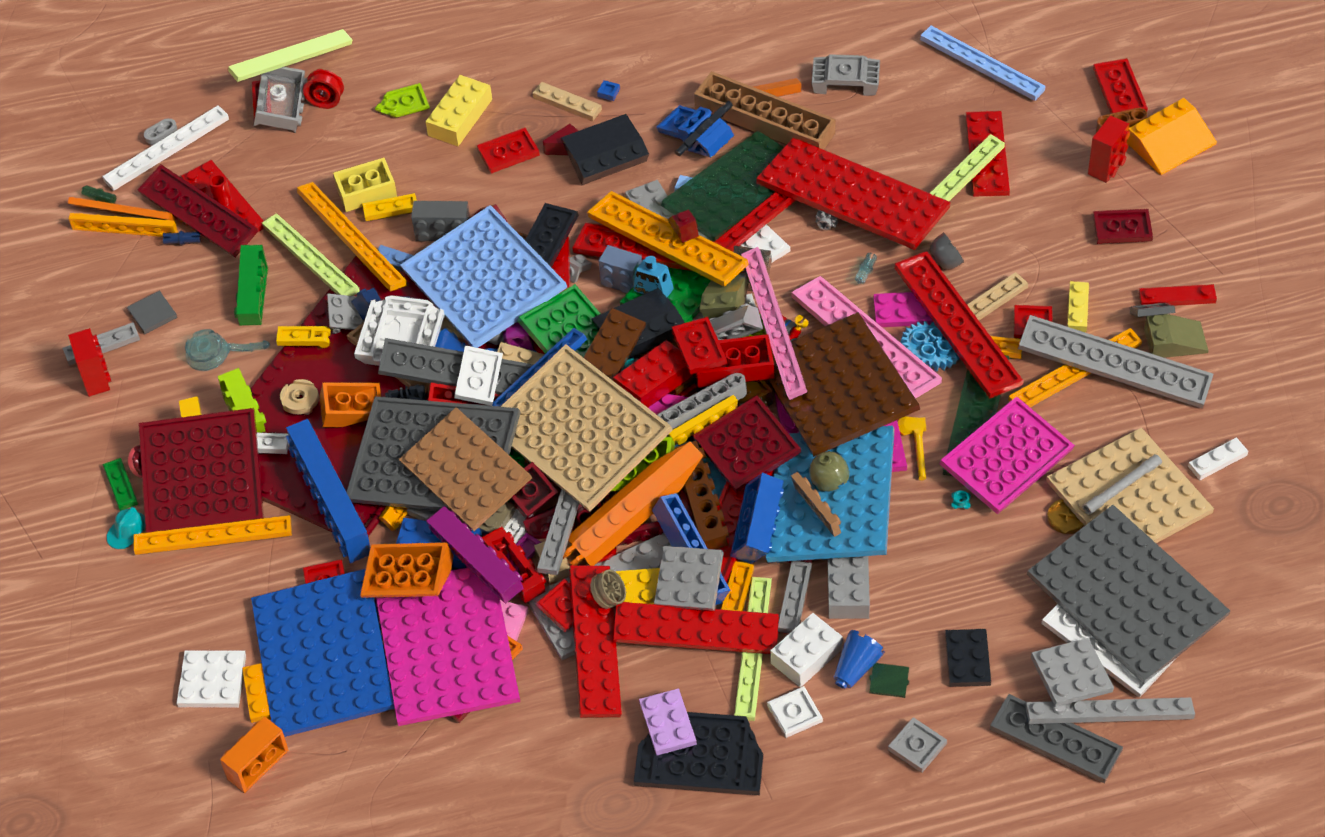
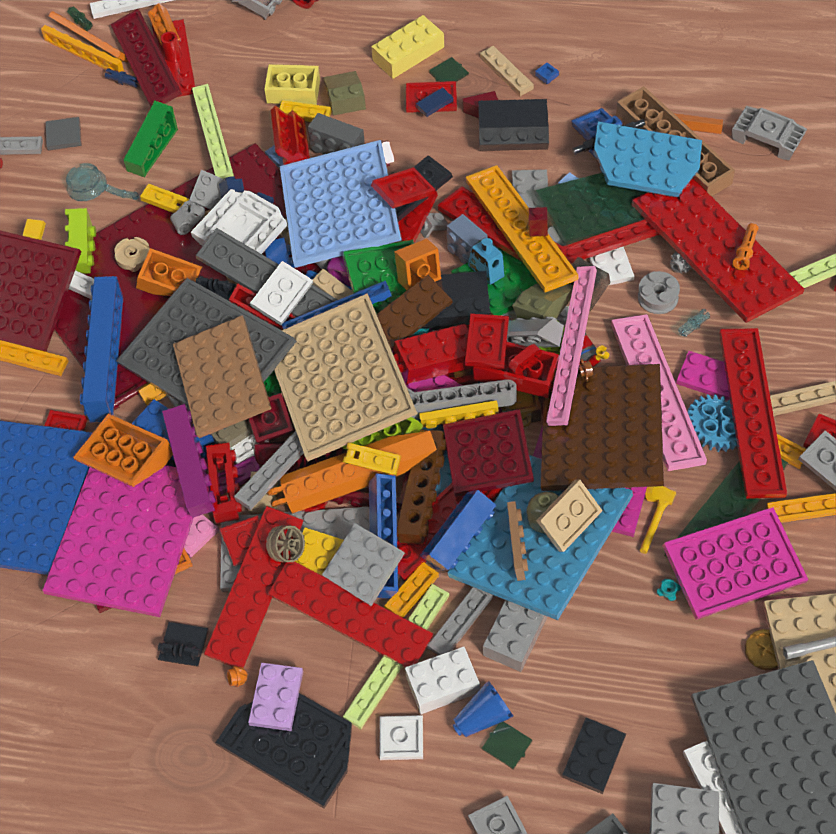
camera: 25 degrees right, 5 degrees up
(193, 171) = (161, 21): none -> orange slope
(335, 343) = (185, 217): none -> light grey piece
(351, 236) = (255, 127): light orange plate -> none
(393, 233) = (289, 136): none -> red brick
(403, 101) = (368, 23): lime tile -> none
(420, 174) = (345, 93): none -> olive slope
(510, 121) = (449, 71): none -> clear green piece
(516, 153) = (434, 102): none -> dark blue tile
(542, 239) = (403, 187): none -> red plate
(553, 716) = (182, 644): none -> black hinge
(595, 302) = (417, 262): none -> orange brick
(619, 722) = (236, 676): none -> orange plate
(649, 486) = (372, 459): none -> yellow plate
(742, 348) = (525, 358): none -> red beam
(750, 136) = (646, 159): none -> dark azure plate
(797, 340) = (585, 369): none -> dark orange plate
(820, 253) = (665, 285): none -> light grey wheel
(853, 463) = (569, 515): none -> tan plate
(883, 187) = (745, 251): none -> orange pin
(945, 253) = (775, 336): dark grey cylinder -> none

